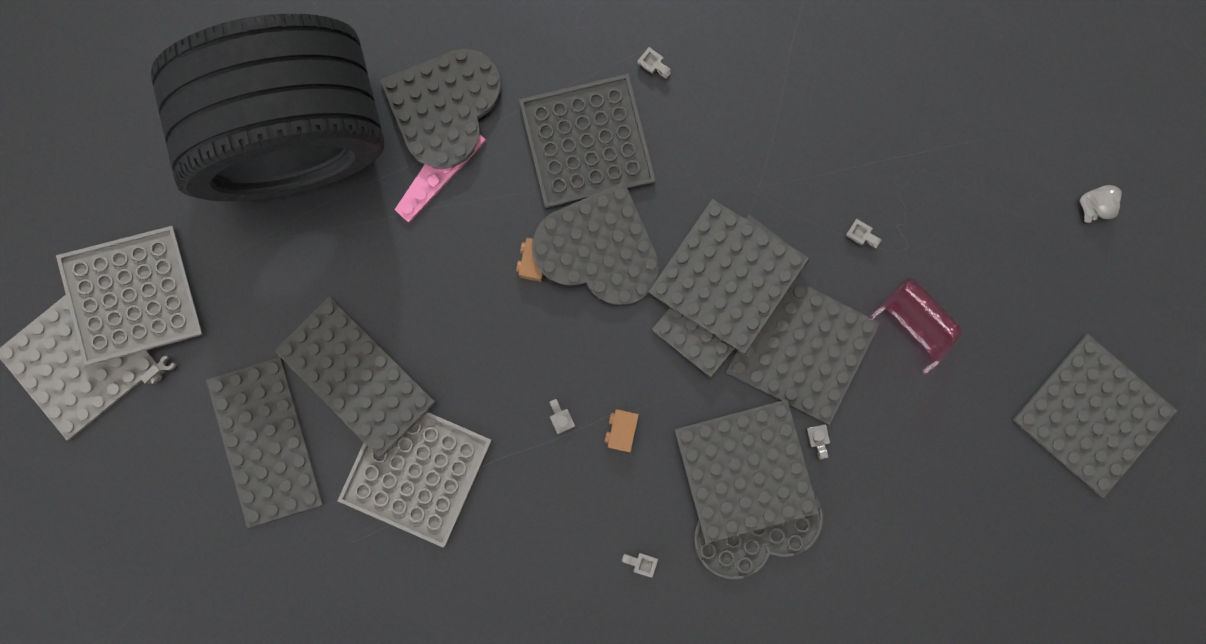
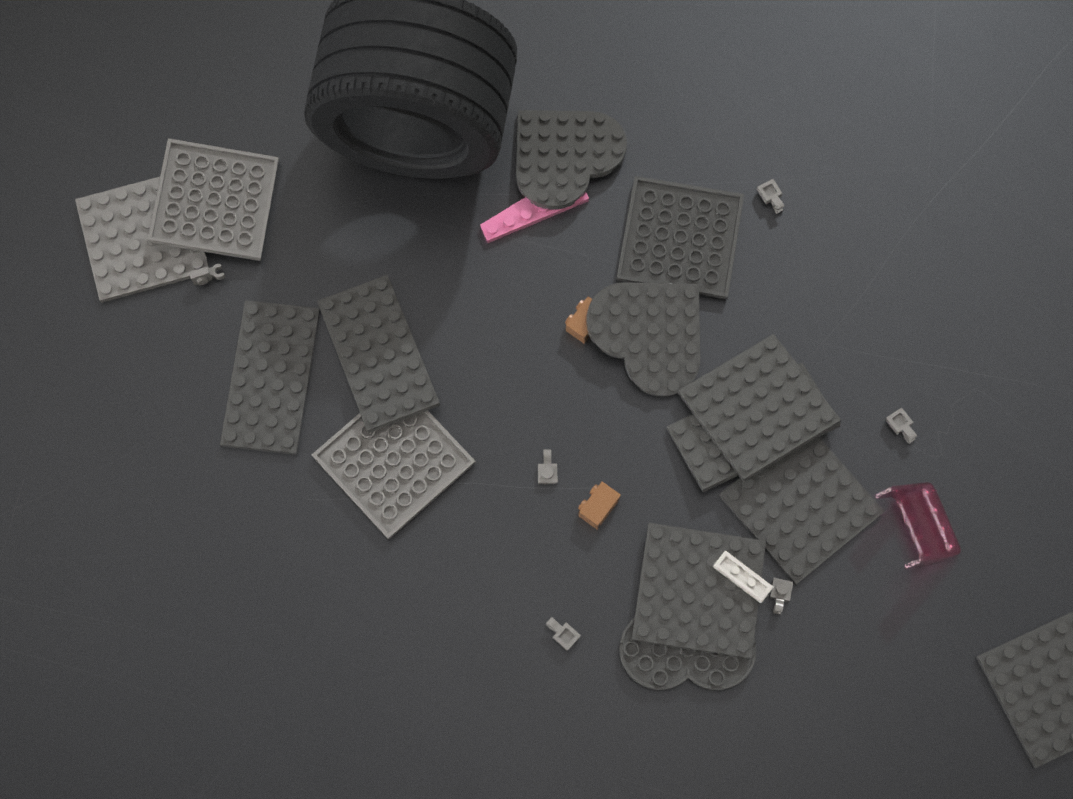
camera: 25 degrees right, 10 degrees down
(781, 443) = (743, 576): none -> white tile

